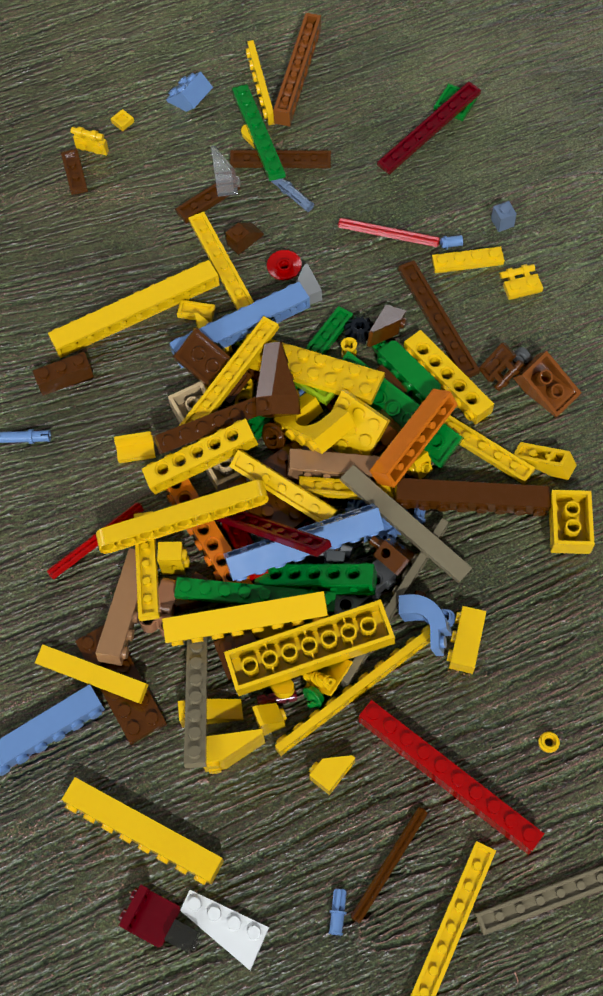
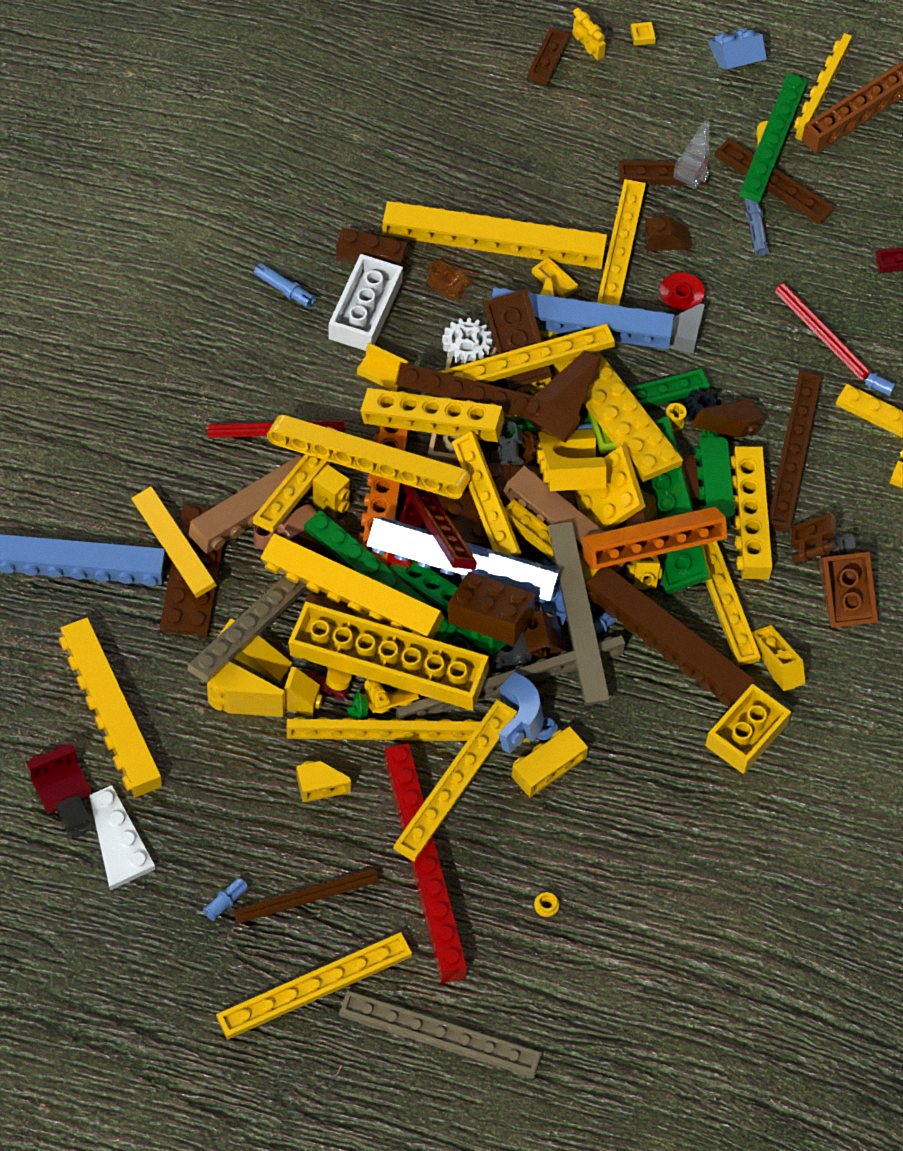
camera: 30 degrees right, 5 degrees down
(88, 411) = (365, 302): none -> white brick
(129, 359) = (448, 282): none -> clear orange piece
(181, 390) = (467, 341): none -> white gear
(266, 444) = (510, 448): none -> dark grey piece
(354, 564) = (491, 608): none -> reddish brown brick
(427, 705) = (454, 781): none -> yellow plate

